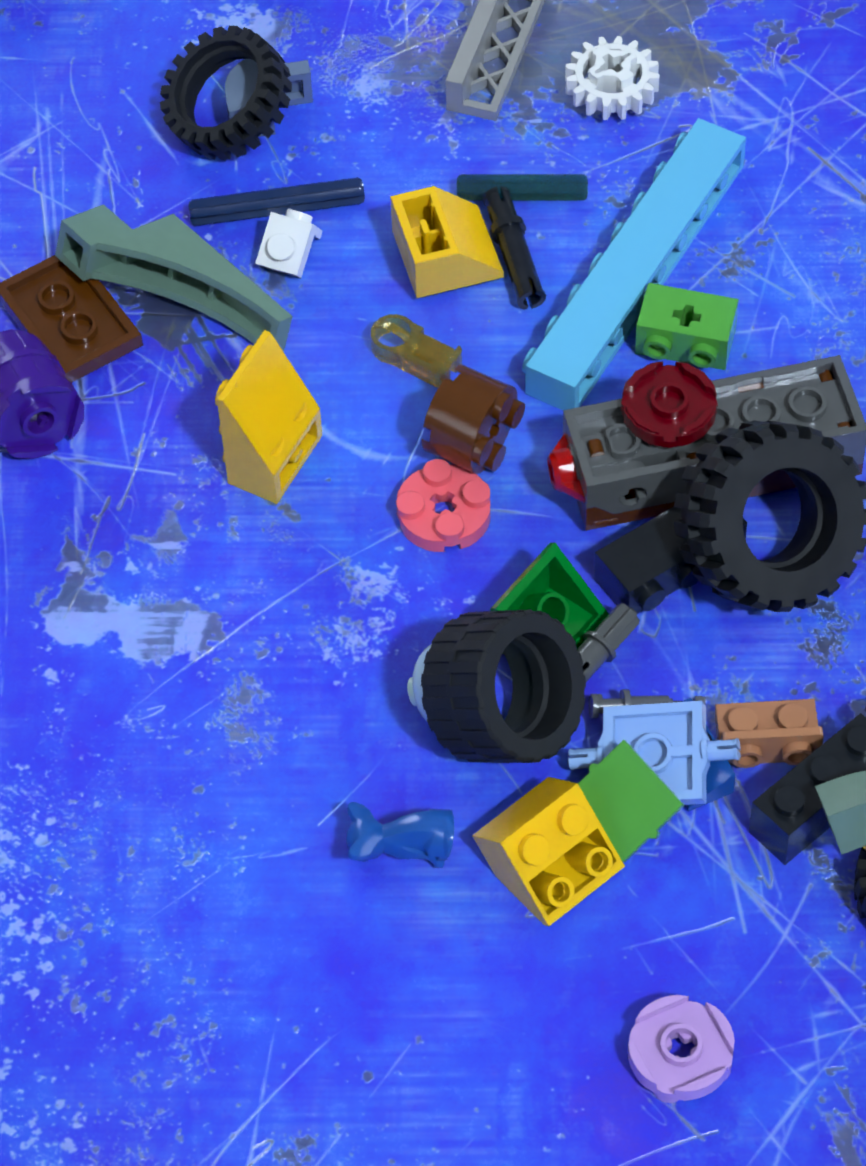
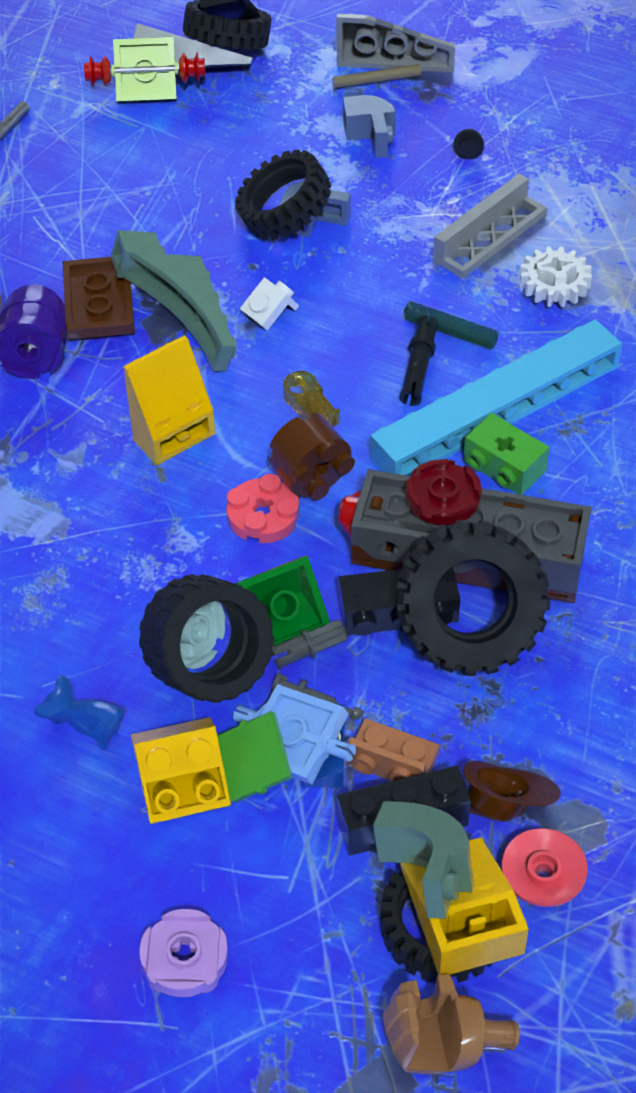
camera: 25 degrees right, 5 degrees down
(276, 200) = (290, 277): dark blue axle -> none
(442, 241) = (370, 337): yellow slope -> none

